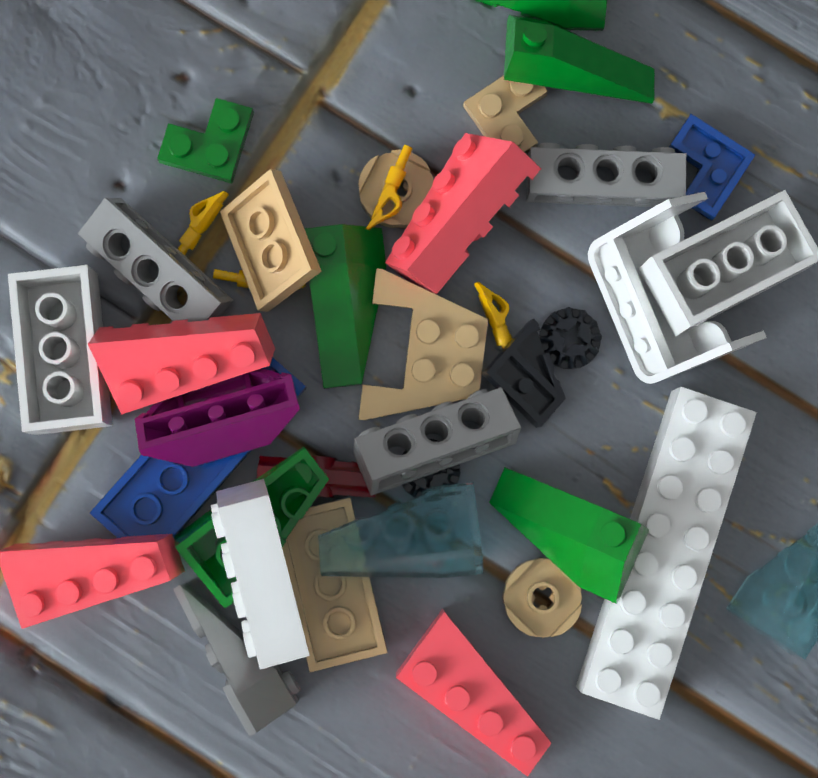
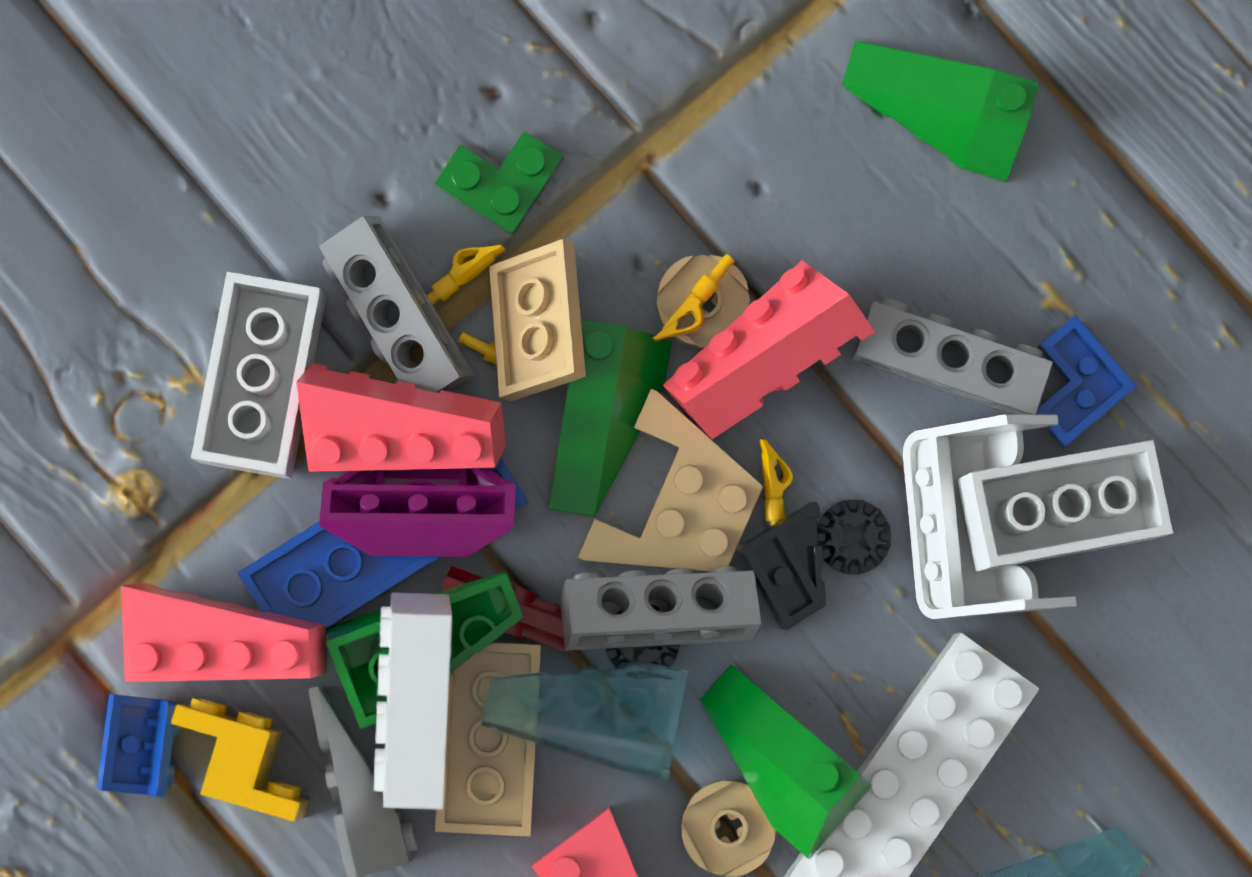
camera: 20 degrees right, 0 degrees up
(50, 676) = (138, 746): none -> blue bracket
(136, 663) = (242, 760): none -> yellow bracket
(498, 110) = (852, 238): tan plate -> none
(563, 60) = (944, 205): green wedge -> none

